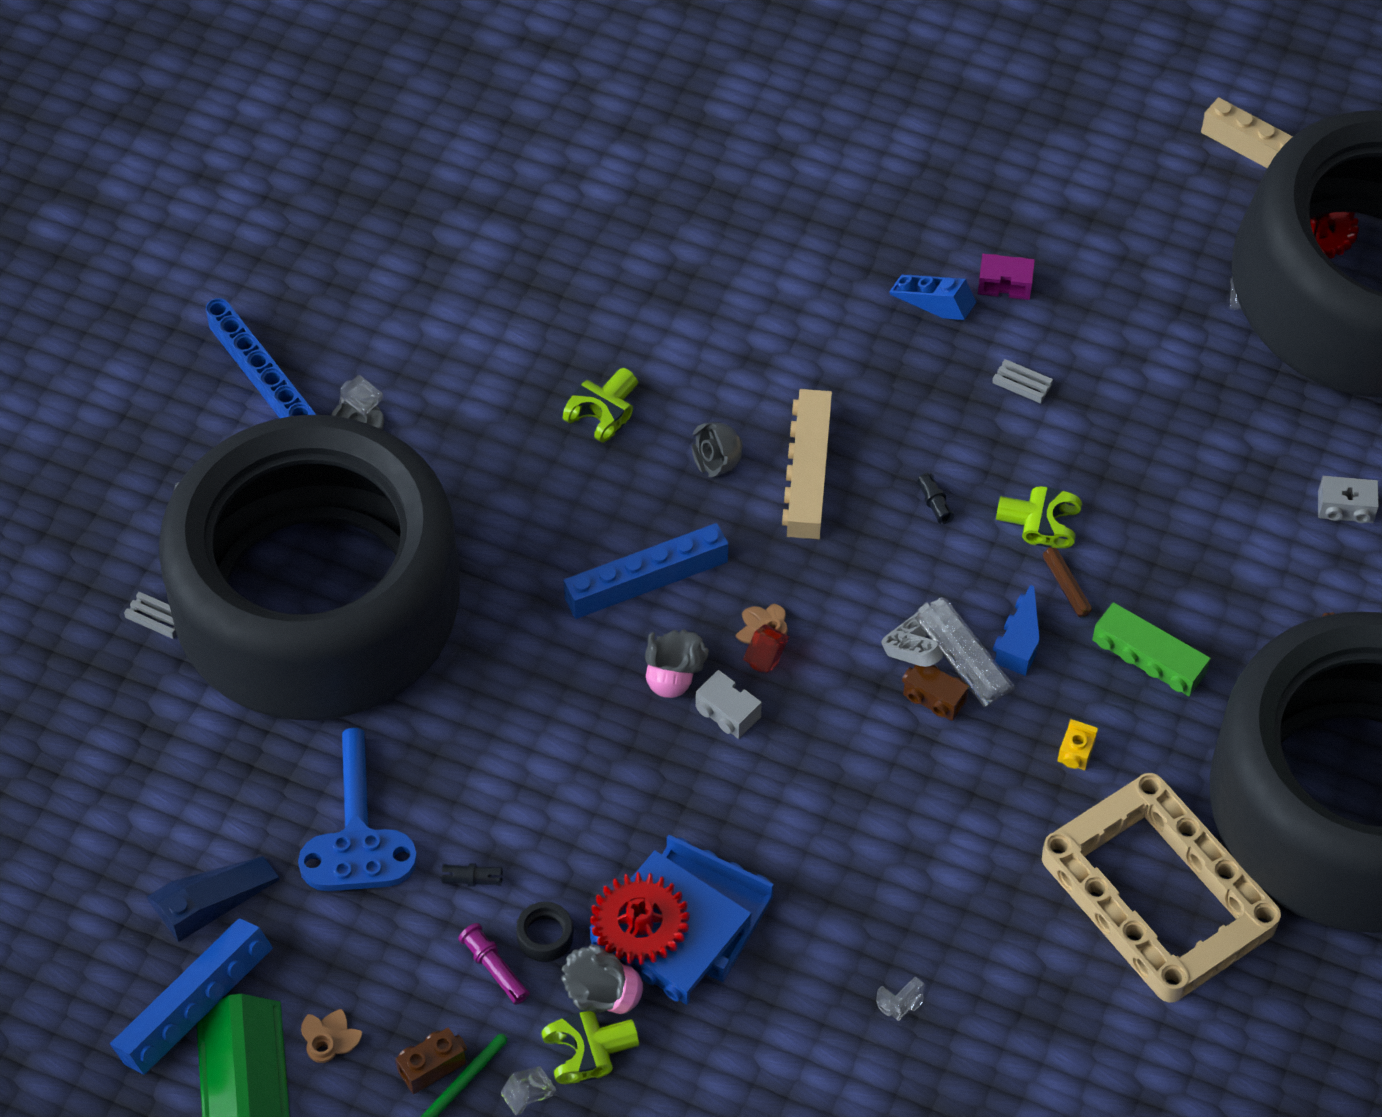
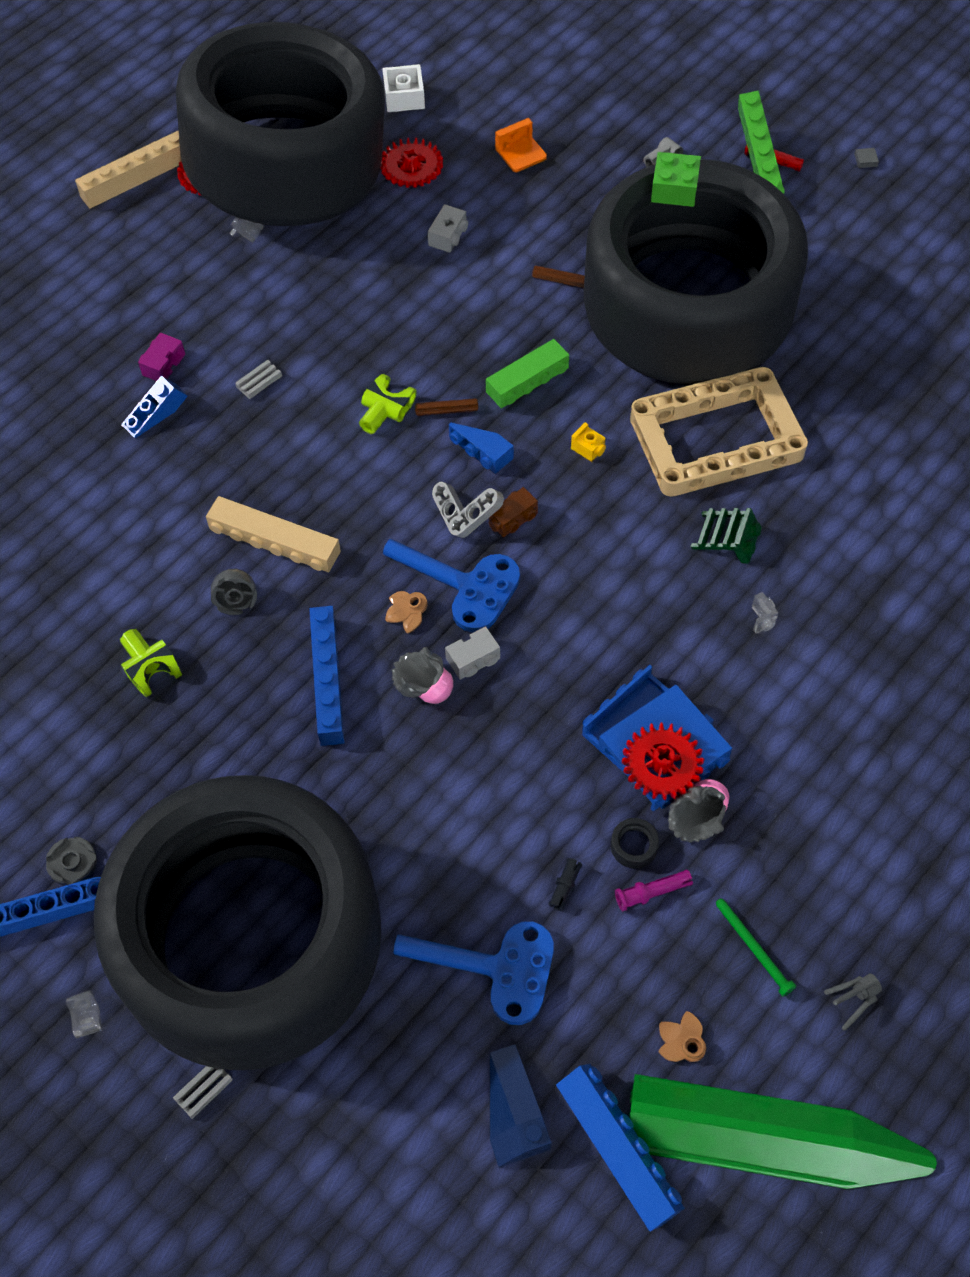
camera: 70 degrees left, 5 degrees up
(360, 394) = (47, 848): clear bracket -> none
(431, 1059) = (733, 958): reddish brown brick -> none
(526, 1088) = (773, 894): clear bracket -> none
(590, 1043) = (746, 836): lime connector -> none
(765, 648) = (435, 610): clear red brick -> none
(817, 691) = (481, 592): none -> blue piece
(935, 498) = (340, 463): black pin -> none
(964, 651) = (503, 479): clear brick -> none
(1004, 936) = (740, 534): none -> dark green plate

